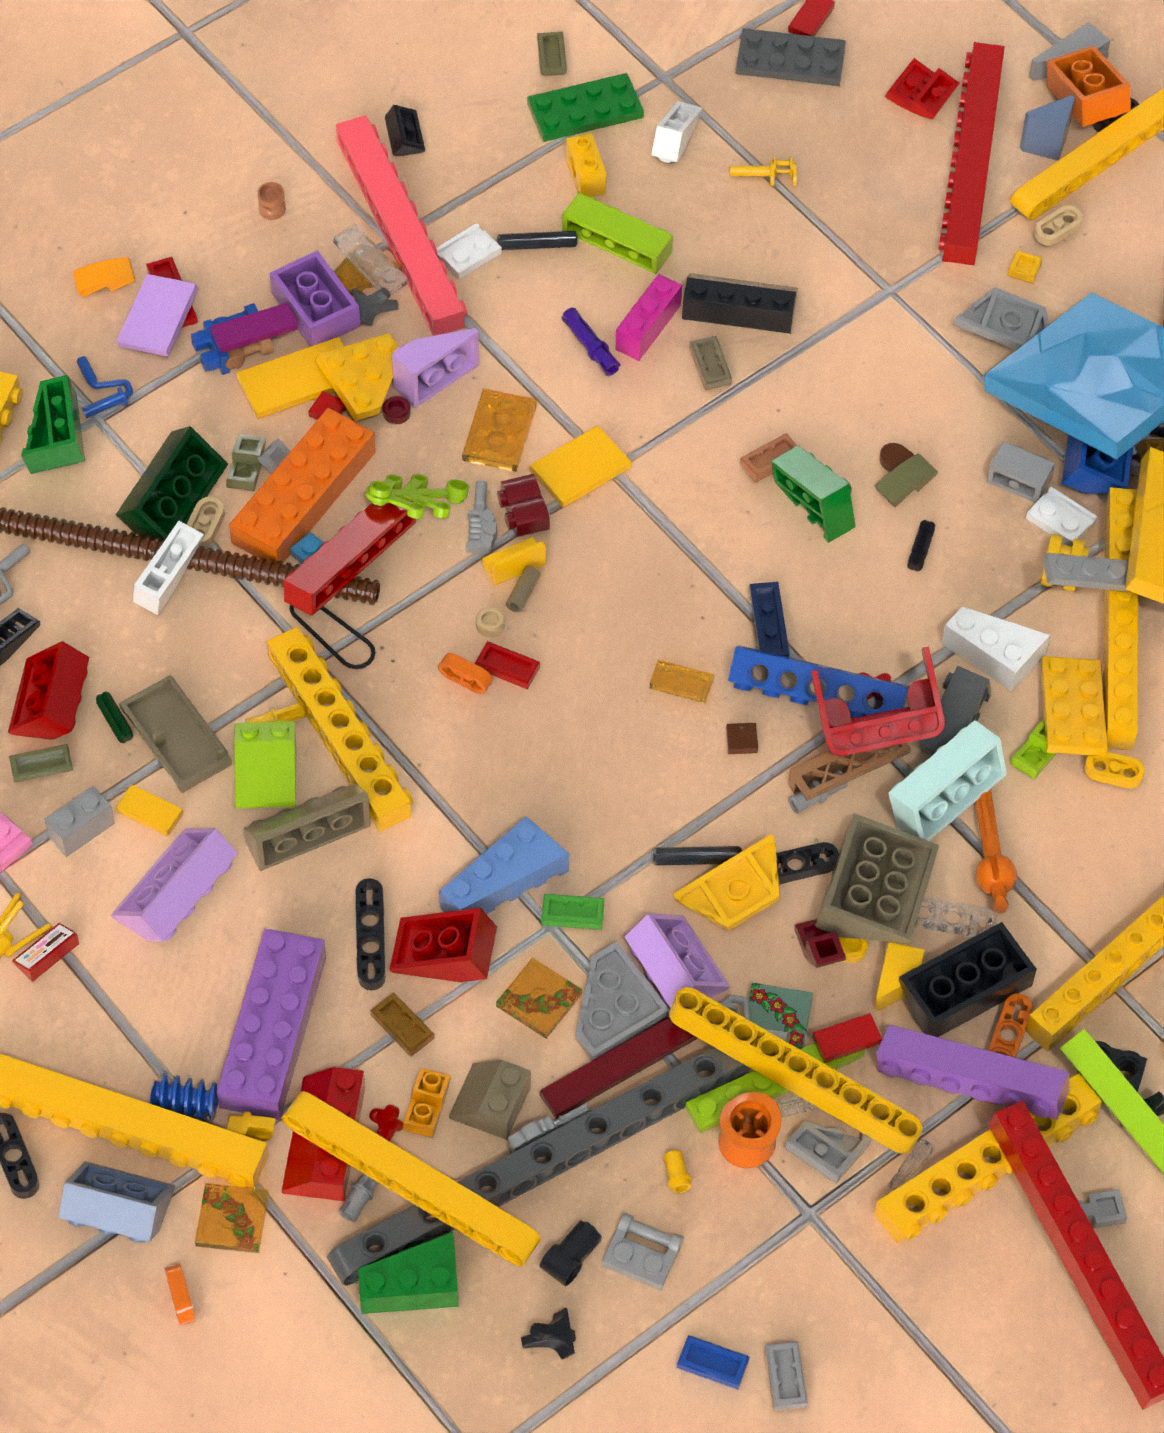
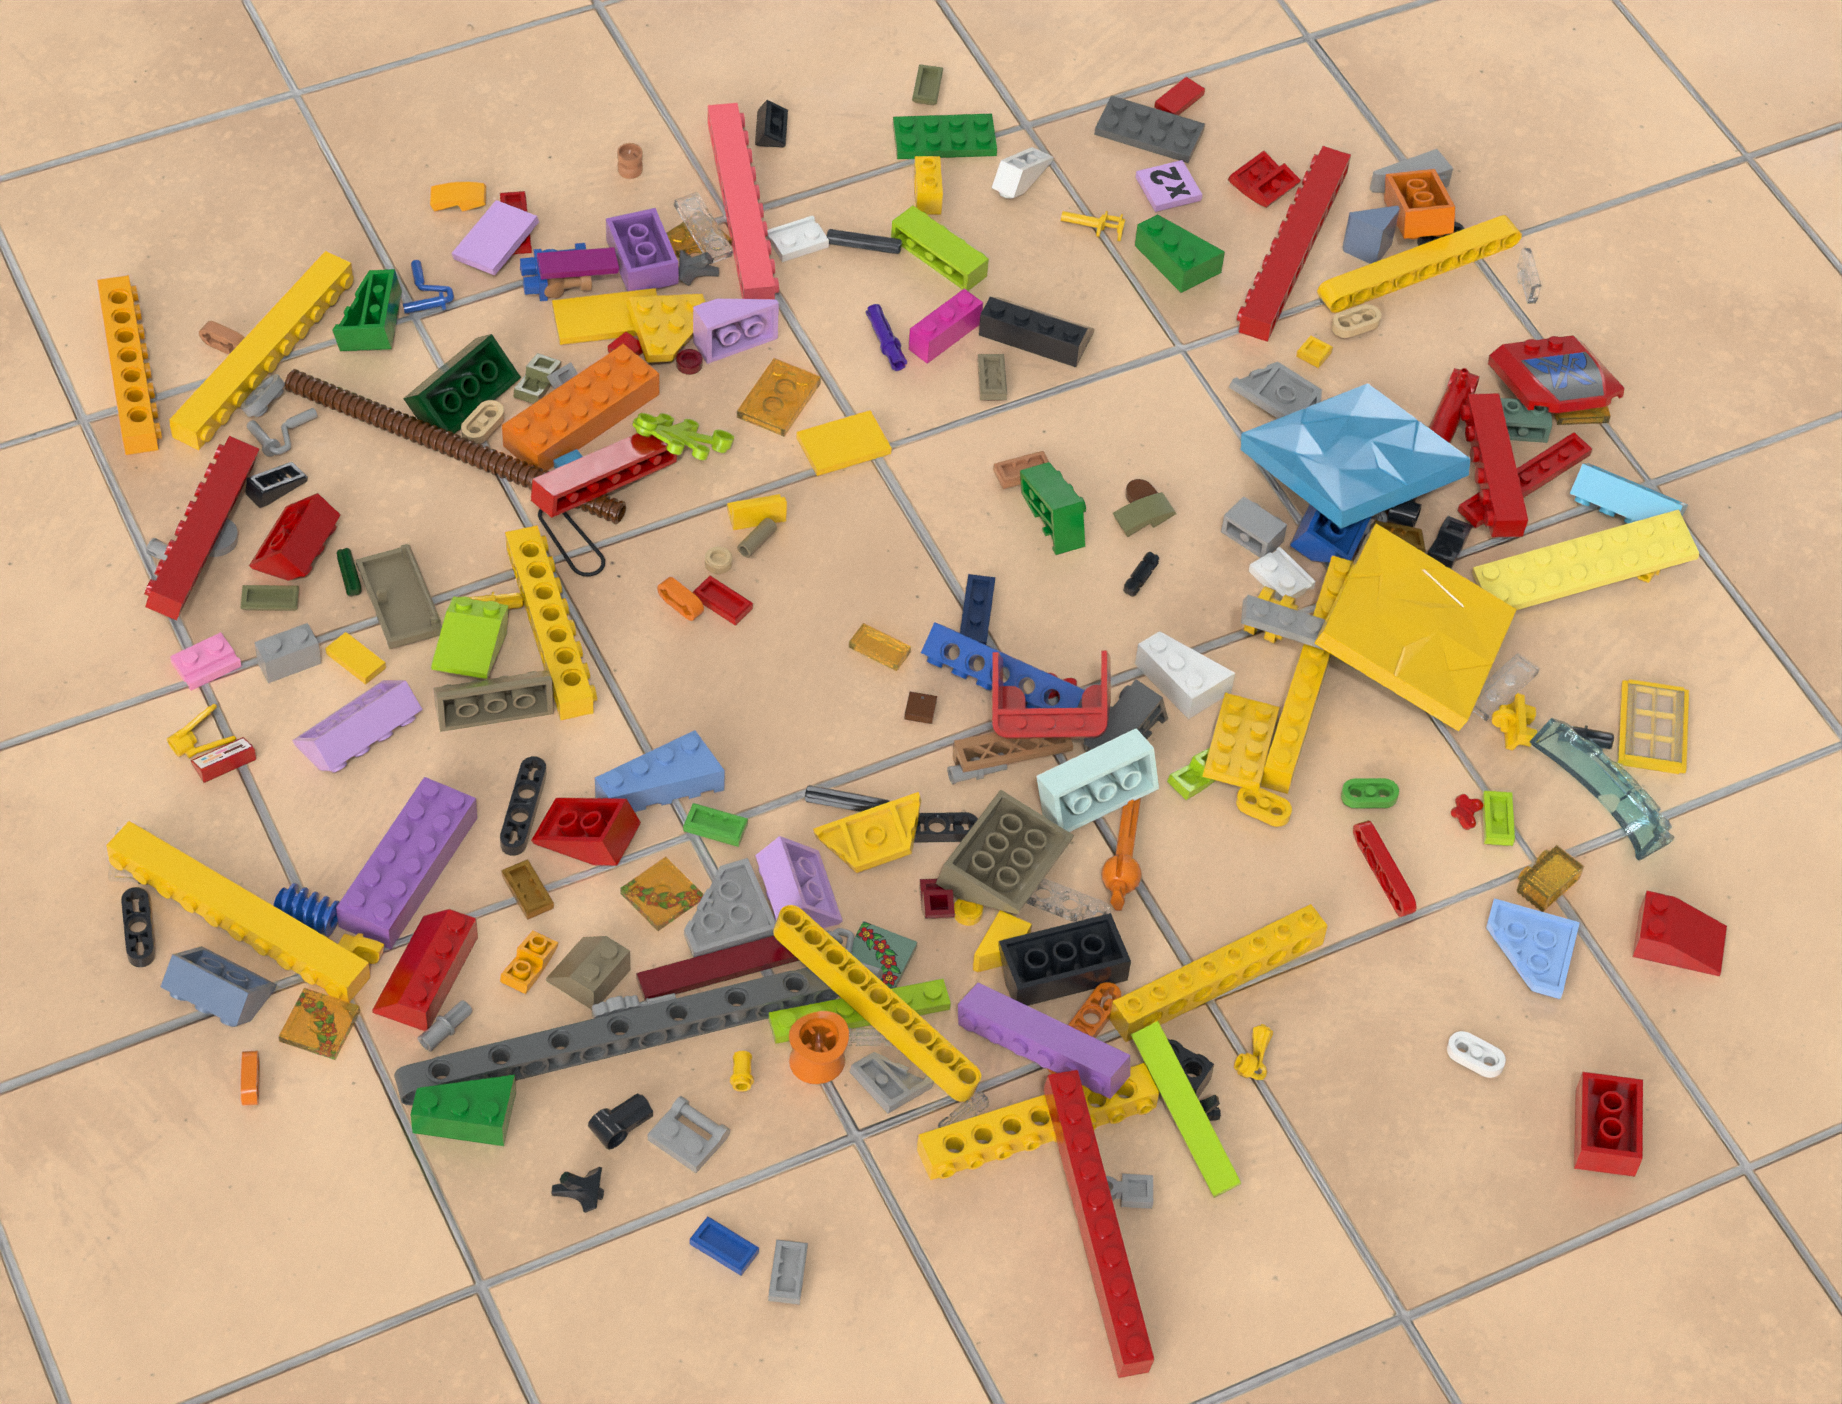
camera: 10 degrees right, 5 degrees down
(166, 568) = (433, 452): white slope -> none
(387, 1121) = (487, 971): red piece -> none
(411, 1178) = (489, 1019): yellow beam -> none
(482, 523) = (737, 474): light grey piece -> none
(524, 505) = (780, 465): dark red brick -> none
(828, 115) = (1168, 186): none -> lavender tile
(847, 1038) = (935, 986): red tile -> none
(859, 188) = (1178, 253): none -> green wedge

